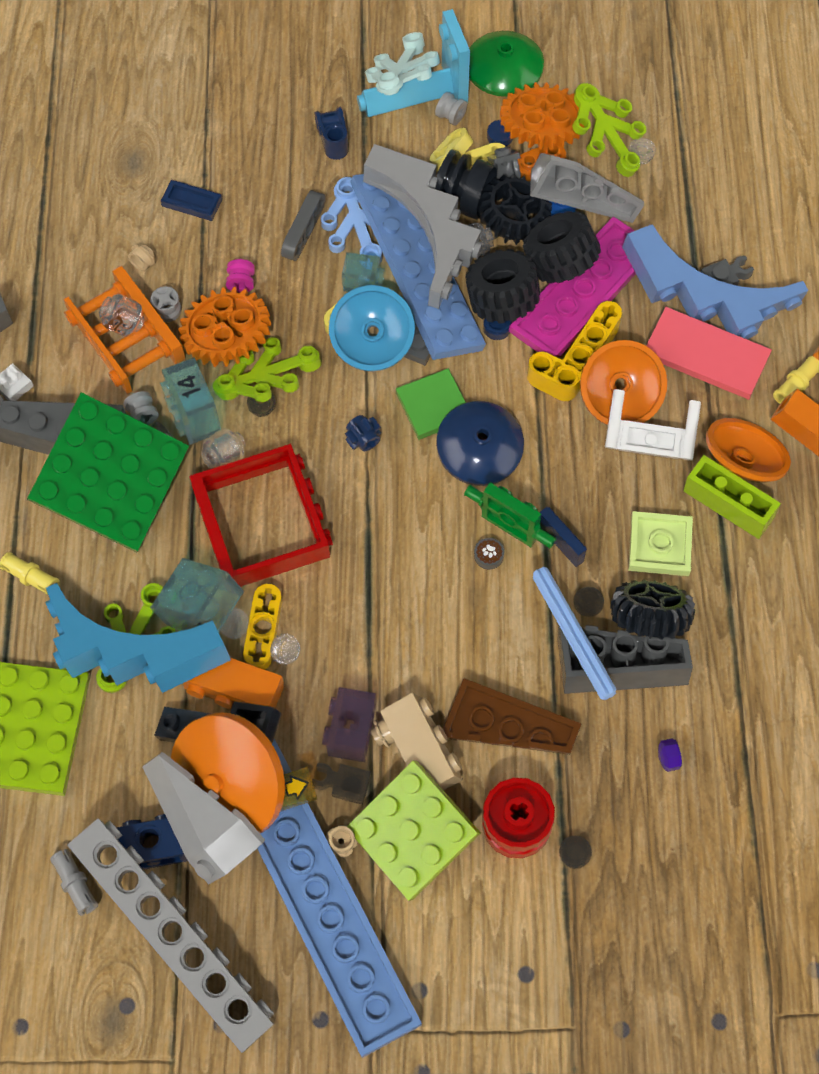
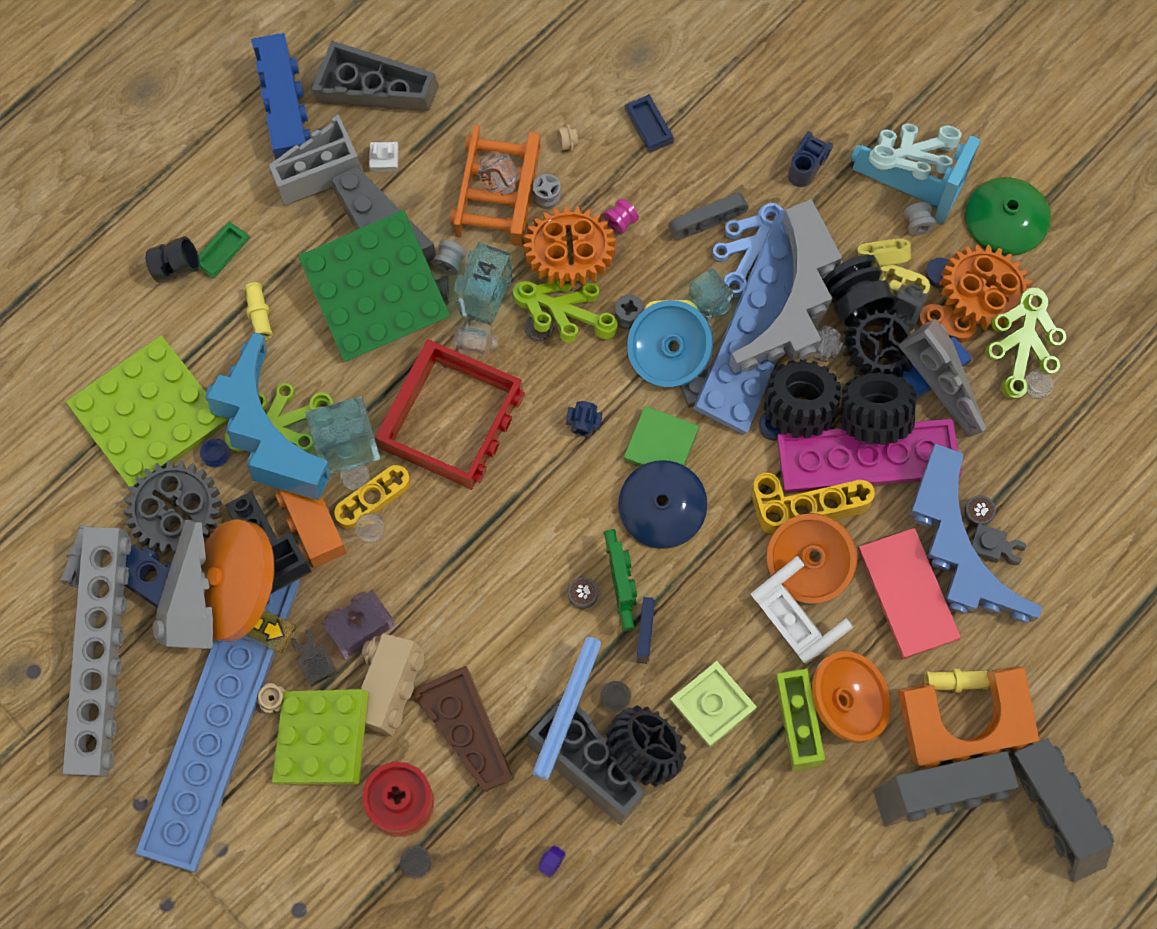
camera: 45 degrees right, 5 degrees up
(103, 706) = (214, 453): none -> clear blue plate
(113, 747) = (190, 487): none -> dark grey gear
(309, 338) = (626, 318): none -> dark grey wheel
(694, 257) = (979, 510): none -> tile

